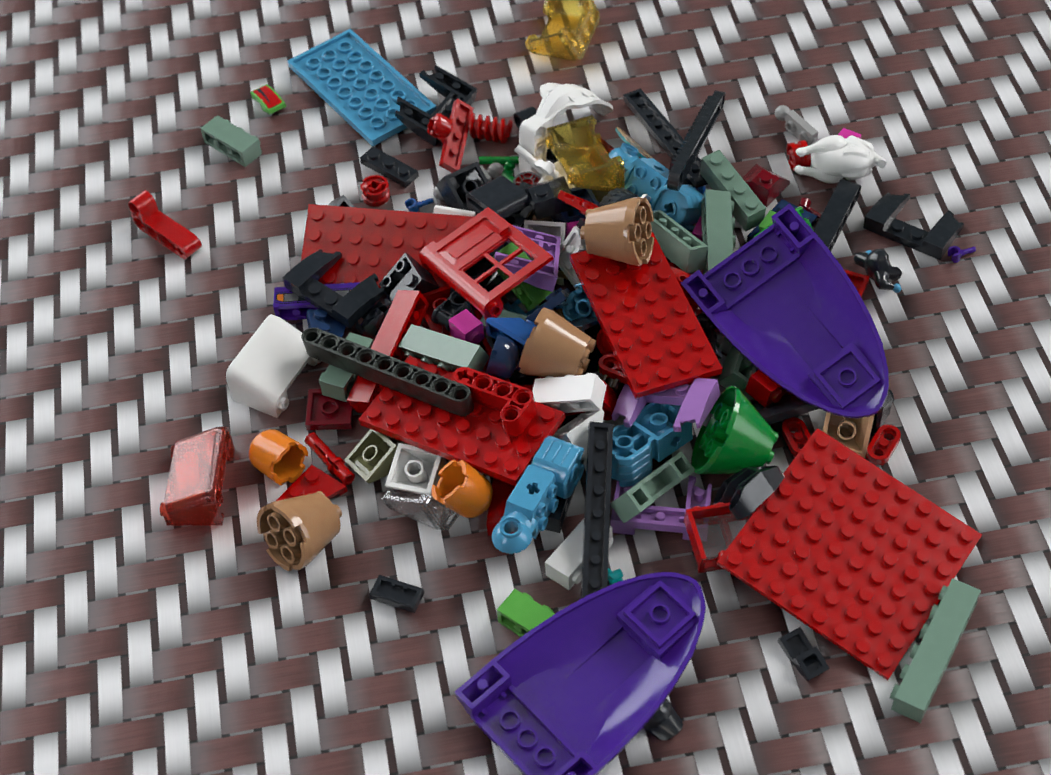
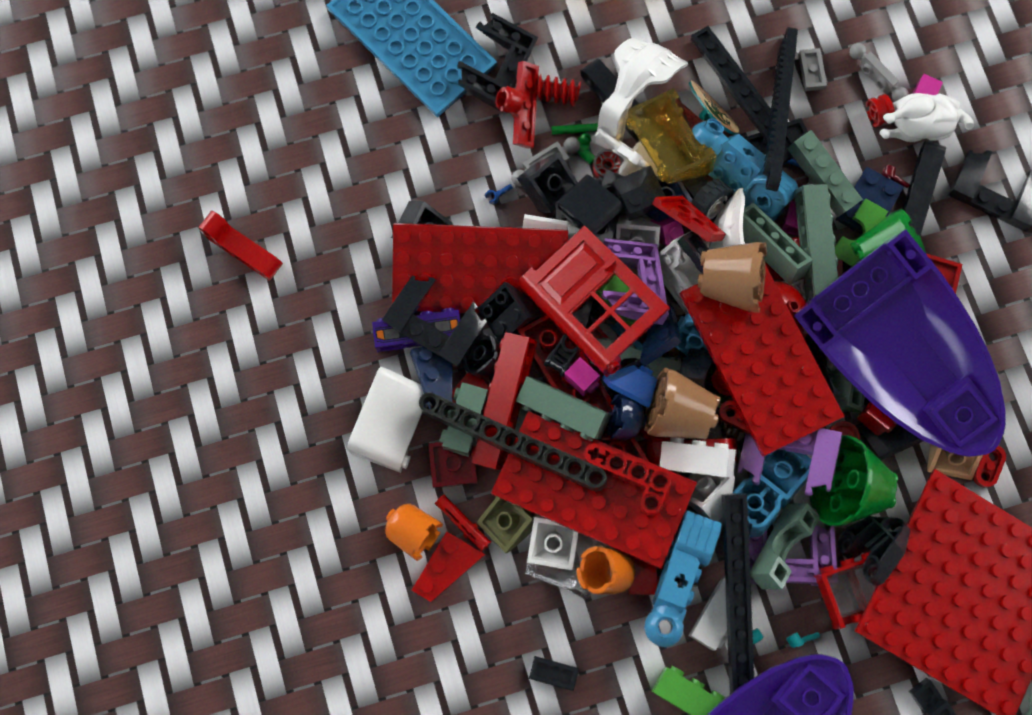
camera: 10 degrees left, 25 degrees up
(197, 478) = (338, 560): clear red windscreen -> none
(231, 140) = (287, 120): sand green brick -> none
(268, 99) = (314, 58): slope -> none
(298, 528) = (453, 618): medium nougat cone -> none
(375, 190) = (444, 185): red wheel -> none
(389, 167) = (459, 144): black plate -> none
(737, 125) = (812, 69): none -> light grey plate
(765, 184) = (845, 145): dark red slope -> none
(798, 439) = (910, 464): red plate -> none
(879, 269) = (971, 255): black piece -> none

